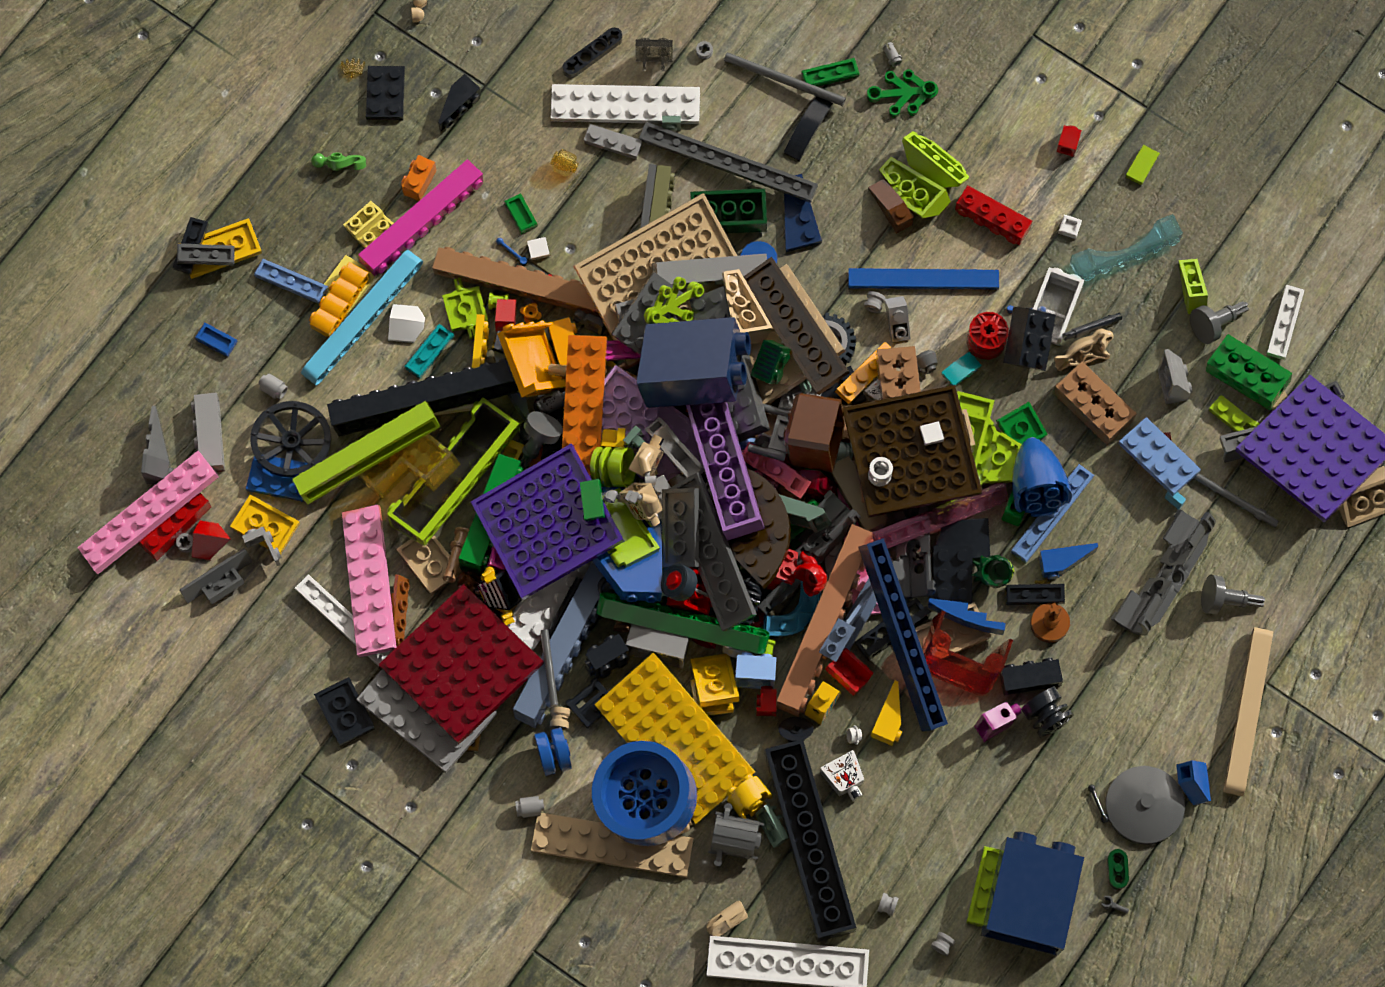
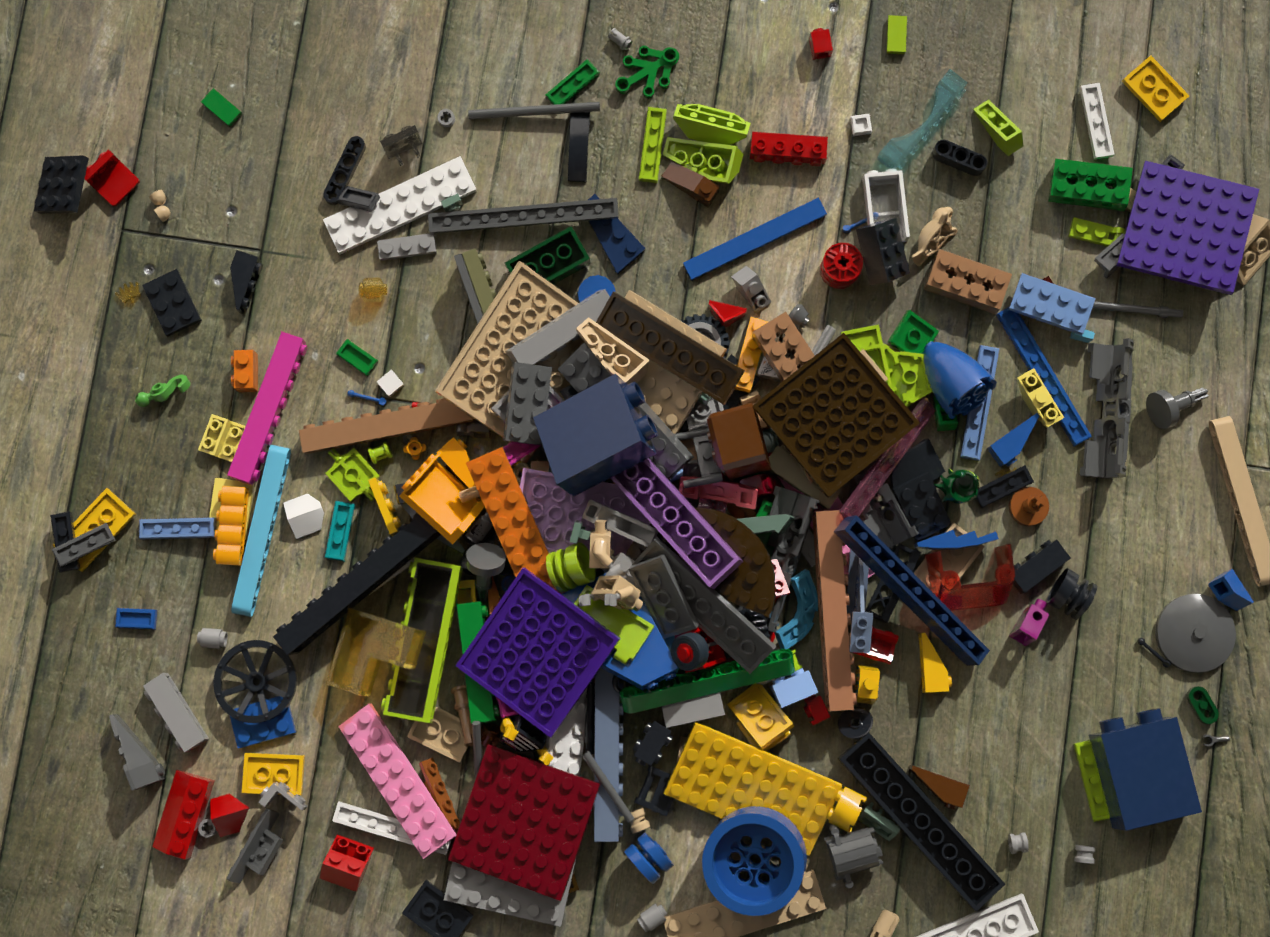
camera: 25 degrees left, 10 degrees up
(148, 512) = (158, 820): bright pink plate -> none
(288, 629) = (346, 863): none -> red slope
(366, 452) = (333, 664): lime brick -> none
(454, 579) = (477, 746): none -> dark grey bar
(505, 313) = (394, 465): slope -> none
(592, 81) = (358, 198): none -> black tile
(592, 500) = (571, 615): green tile -> none
(613, 438) = (556, 539): yellow panel -> none
(655, 314) = (536, 403): lime plant -> none
(771, 362) = (664, 394): dark green brick -> none
(811, 574) = (804, 577): red hair -> none
(844, 775) = (920, 742): white torso -> none
(847, 825) = (944, 788): none -> reddish brown slope
(854, 735) = (908, 700): white plate -> none
(865, 329) = (726, 313): none -> red slope
(874, 157) = (652, 145): none -> lime tile
(874, 302) = (722, 283): light grey wheel -> none
(880, 471) = (820, 452): white piece -> none
(931, 433) = (847, 390): white tile -> none
(961, 368) = (832, 308): teal slope -> none
(1092, 326) = (929, 210): black piece -> none
(1106, 531) = (1038, 398): none -> light yellow slope
(1123, 519) = (1034, 358): none -> blue tile
(1144, 303) = (954, 149): none -> black beam
(1173, 378) = (1026, 224): light grey slope -> none
(1207, 323) = (1032, 157): dark grey piece -> none
(1353, 319) = (1155, 88): none -> yellow plate

